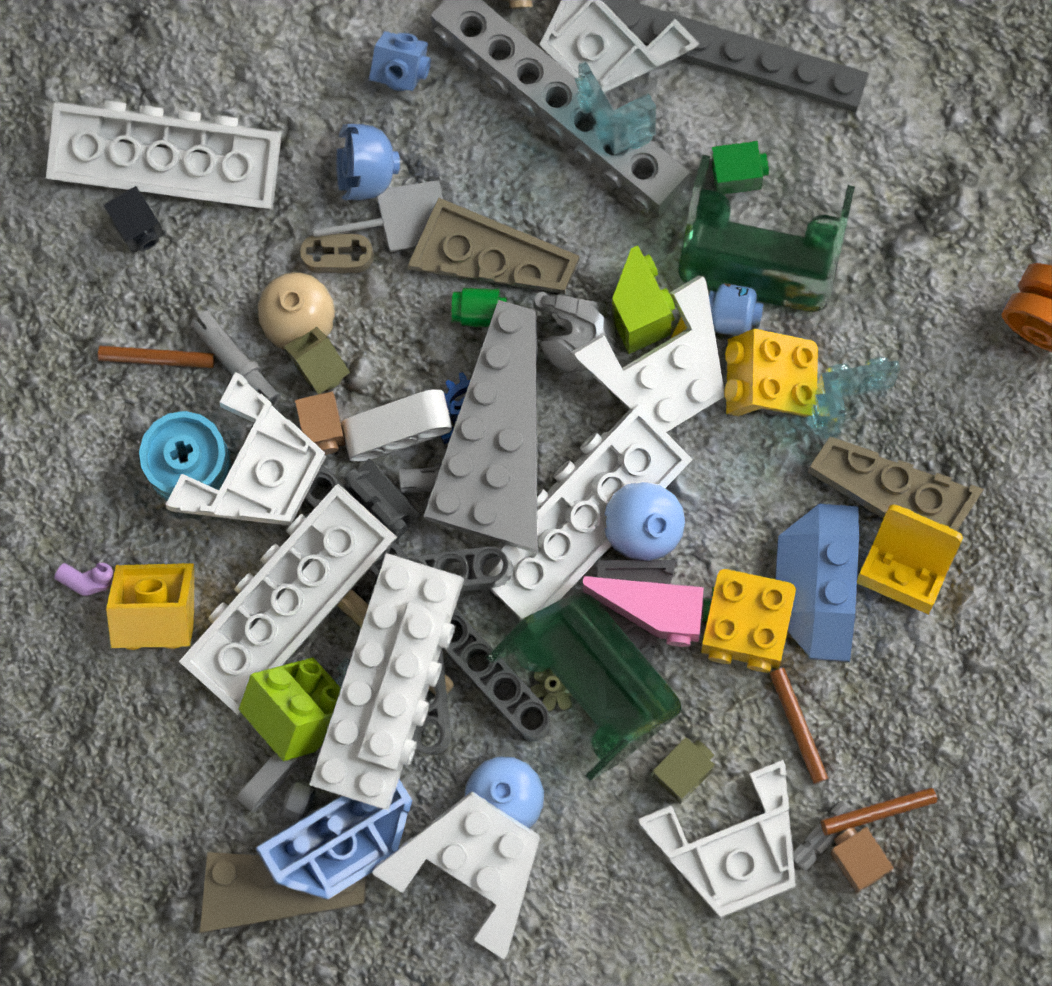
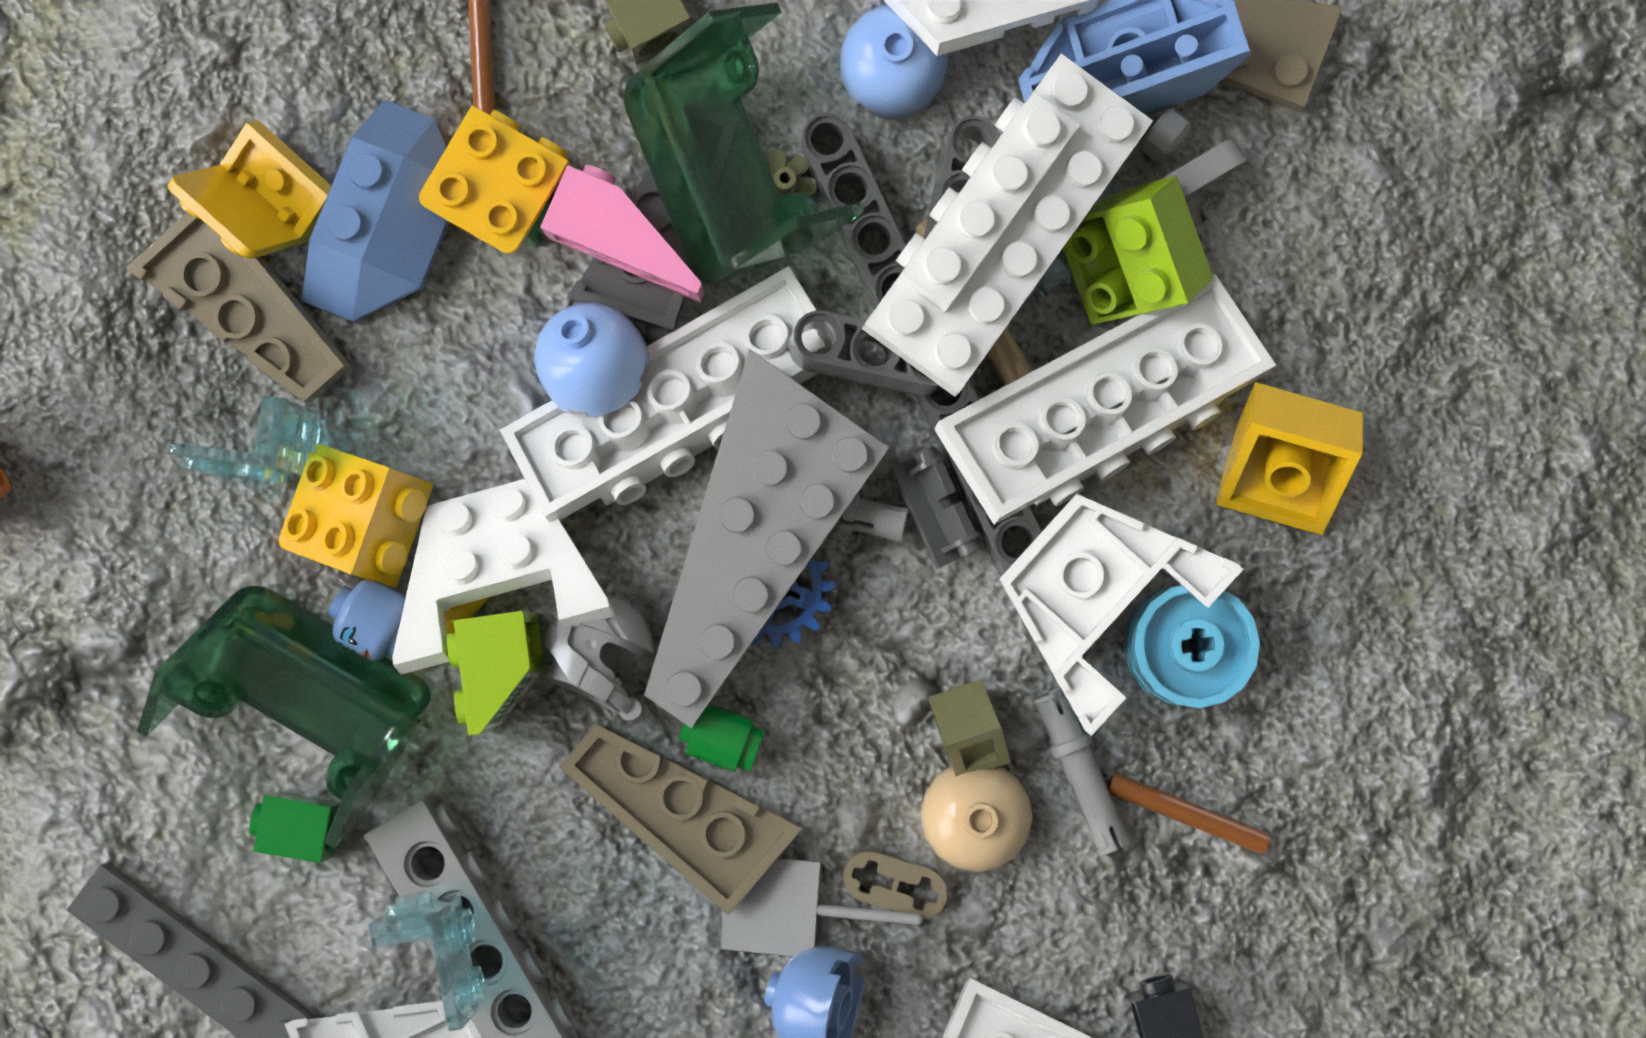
camera: 170 degrees left, 10 degrees up
(85, 583) = (1369, 521): lavender arm -> none
(321, 421) = (989, 638): medium nougat brick -> none
(396, 425) = (886, 598): white beam -> none

